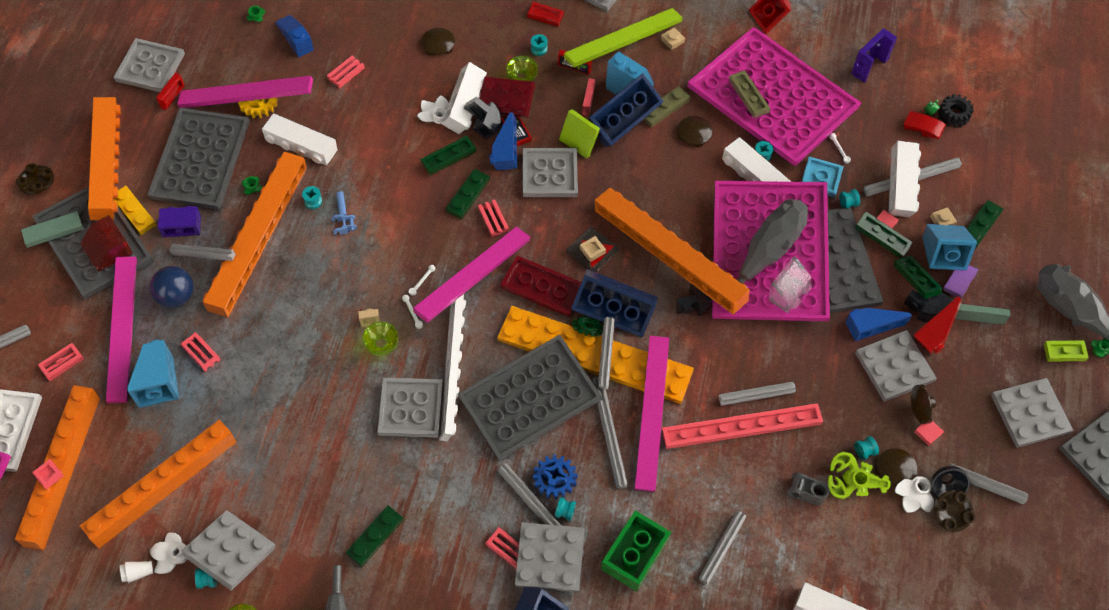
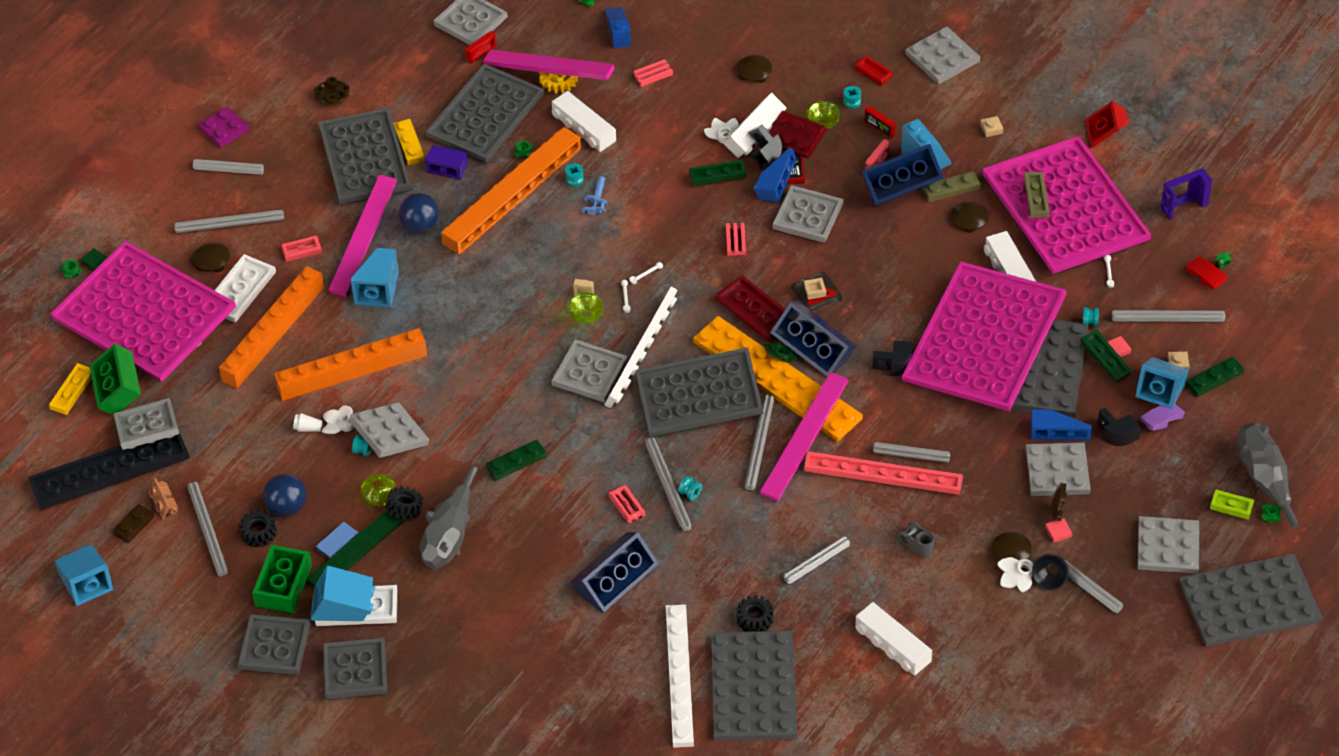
camera: 25 degrees right, 10 degrees down
(48, 474) = (262, 325): coral tile -> none
(52, 229) = (332, 137): sand green tile -> none
(103, 158) = (398, 89): orange brick -> none
(104, 243) = (373, 160): clear red slope -> none
(202, 252) = (456, 192): light grey axle -> none
(209, 362) = (428, 285): coral tile -> none
(468, 194) = (721, 211): dark green plate -> none
(471, 275) = (692, 277): dark pink tile -> none
(548, 473) = (692, 460): blue gear -> none
(550, 557) = (659, 517): light grey plate -> none
(579, 133) = (850, 185): lime tile -> none
(606, 352) = (784, 376): light grey axle -> none
(622, 37) = (940, 110): lime tile -> none
(635, 550) = (735, 535): green brick -> none
(672, 251) = (887, 308): orange brick -> none
(767, 149) = (1028, 252): teal wheel -> none
(774, 238) = (982, 322): dark grey piece -> none
(790, 285) = (980, 364): clear slope -> none
(823, 171) = (1079, 290): medium azure tile -> none
(854, 477) = (965, 543): lime animal -> none
(866, 448) = (989, 523): teal wheel -> none
(904, 179) = (1152, 312): white brick -> none
(917, 277) = (1117, 399): dark green plate -> none
(936, 331) = (1112, 446): red slope -> none
(954, 510) = (1044, 596): dark brown dish -> none
(957, 103) = (1247, 277): black tyre -> none
(983, 314) = (1162, 448): sand green tile -> none

